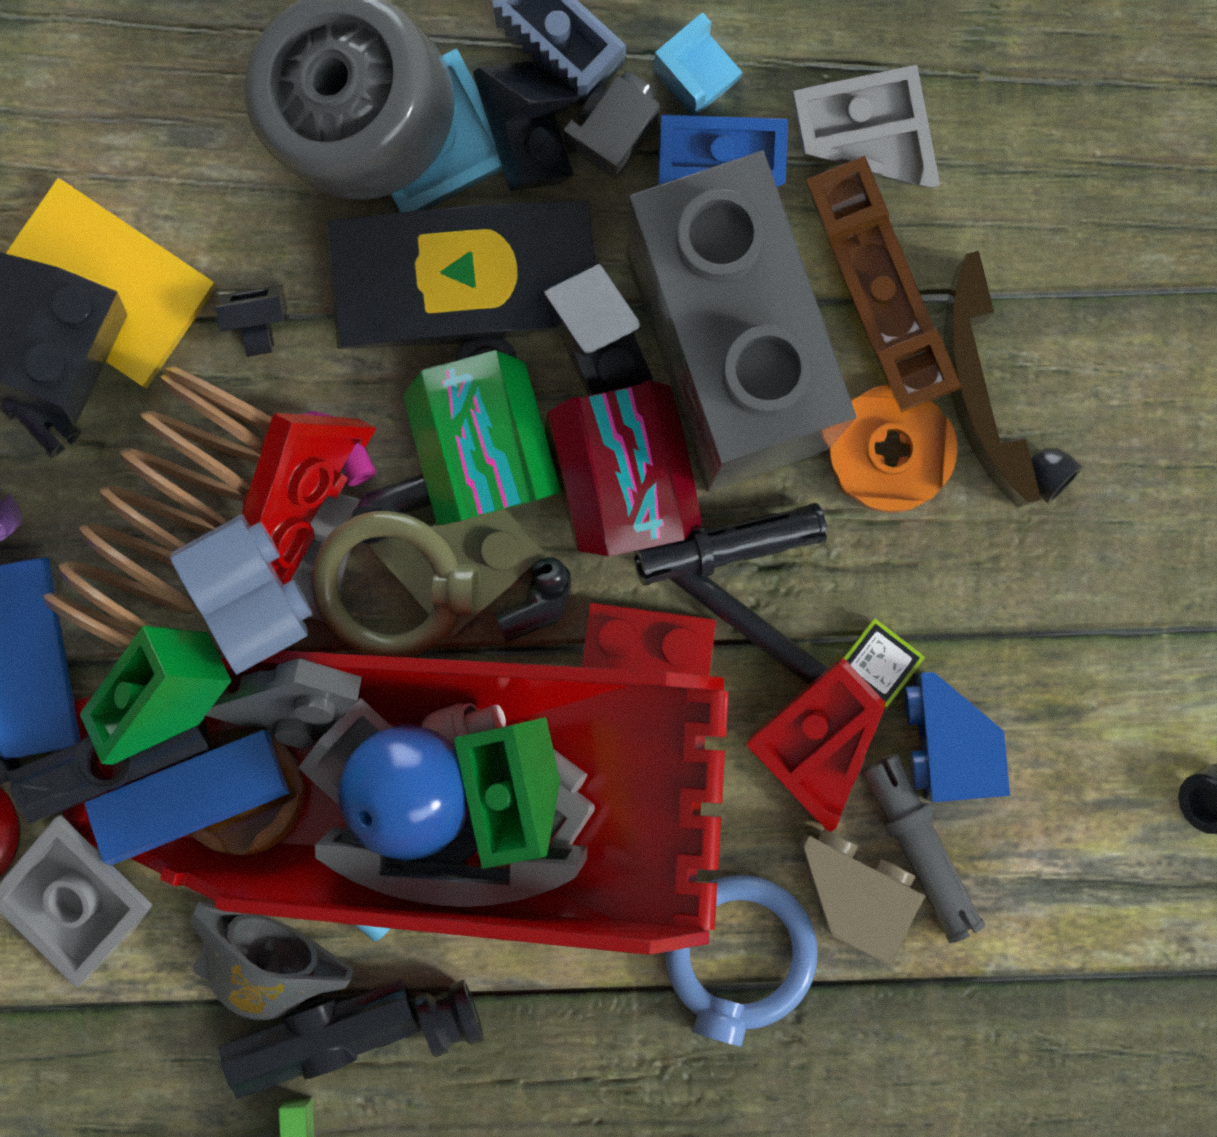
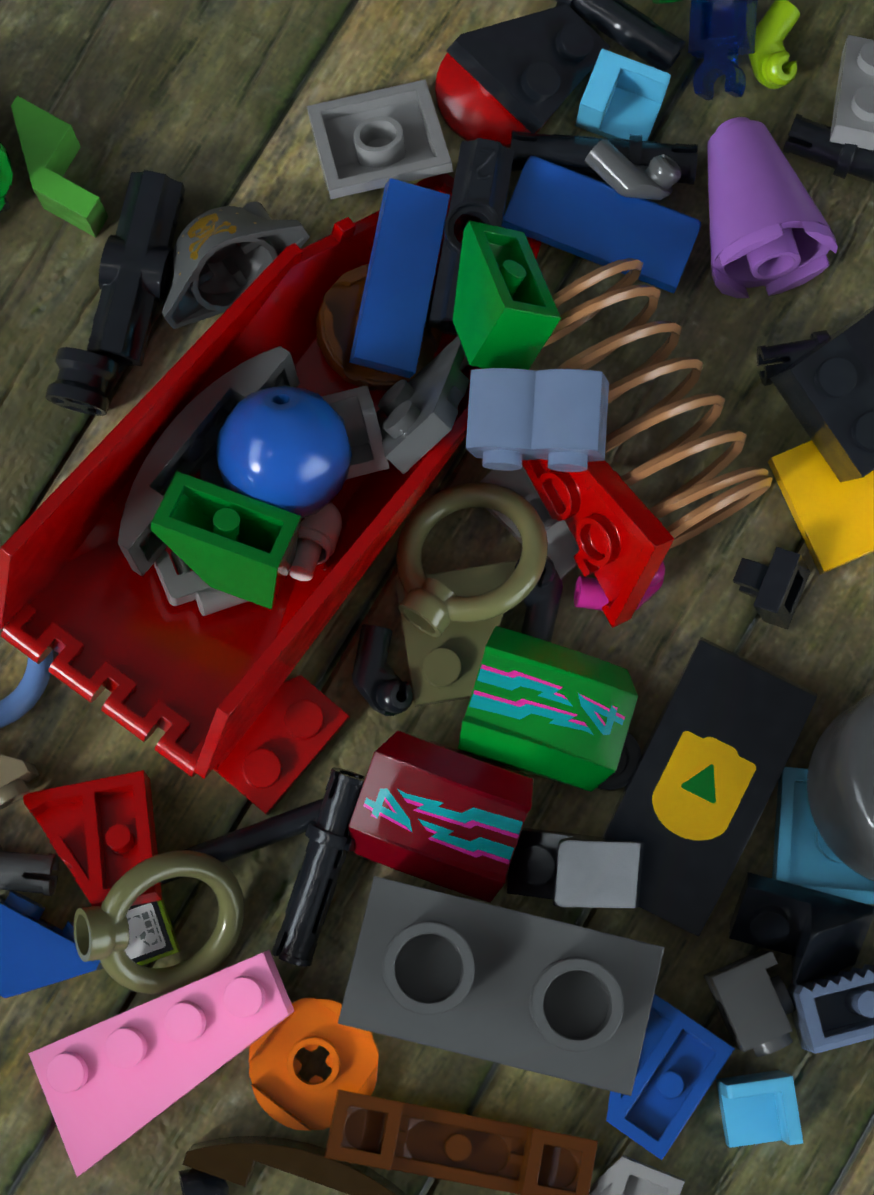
camera: 120 degrees right, 5 degrees down
(899, 681) = (104, 929): none -> olive piece
(979, 588) = (141, 1062): none -> bright pink wing

